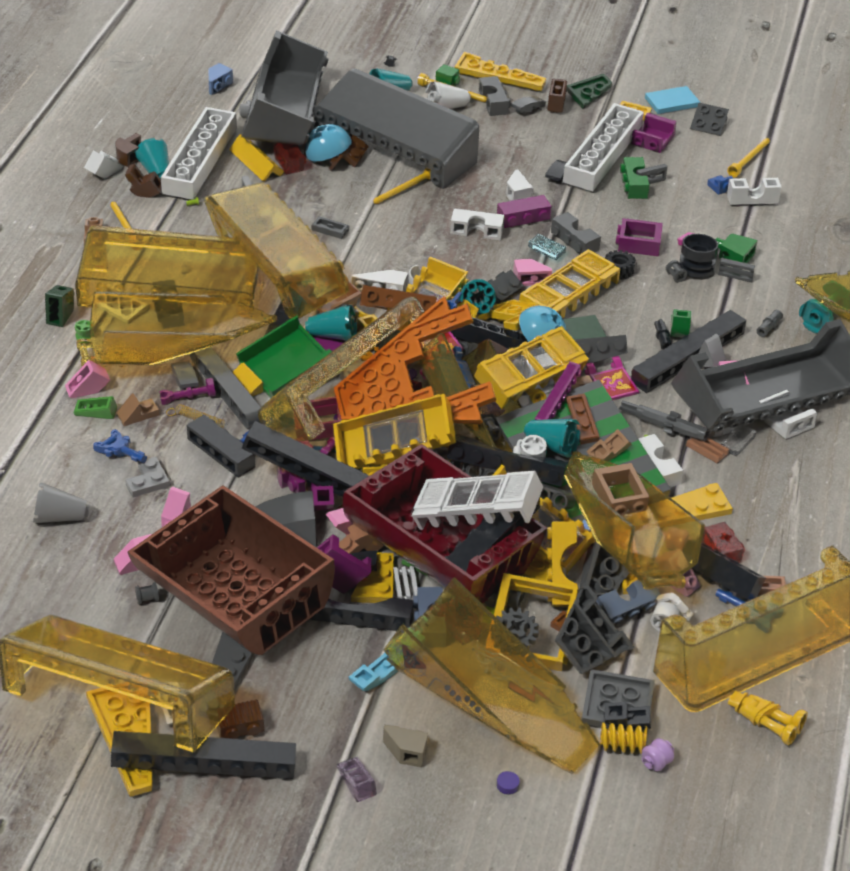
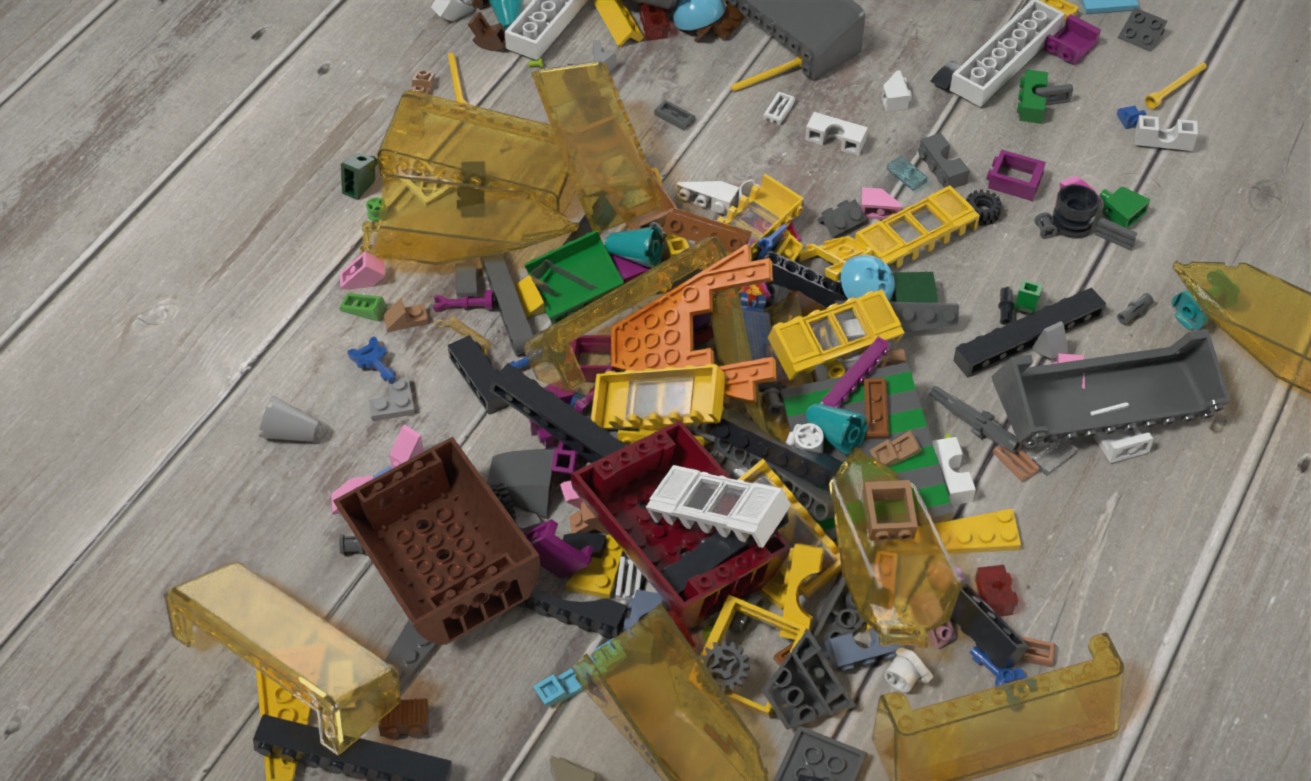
camera: 15 degrees right, 10 degrees up
(255, 366) = (541, 270): none -> dark grey piece
(418, 218) = (774, 117): none -> white tile
(483, 299) = (807, 229): teal cone -> none
(524, 211) = (894, 123): magenta brick -> none
(615, 380) = (933, 359): flag -> none

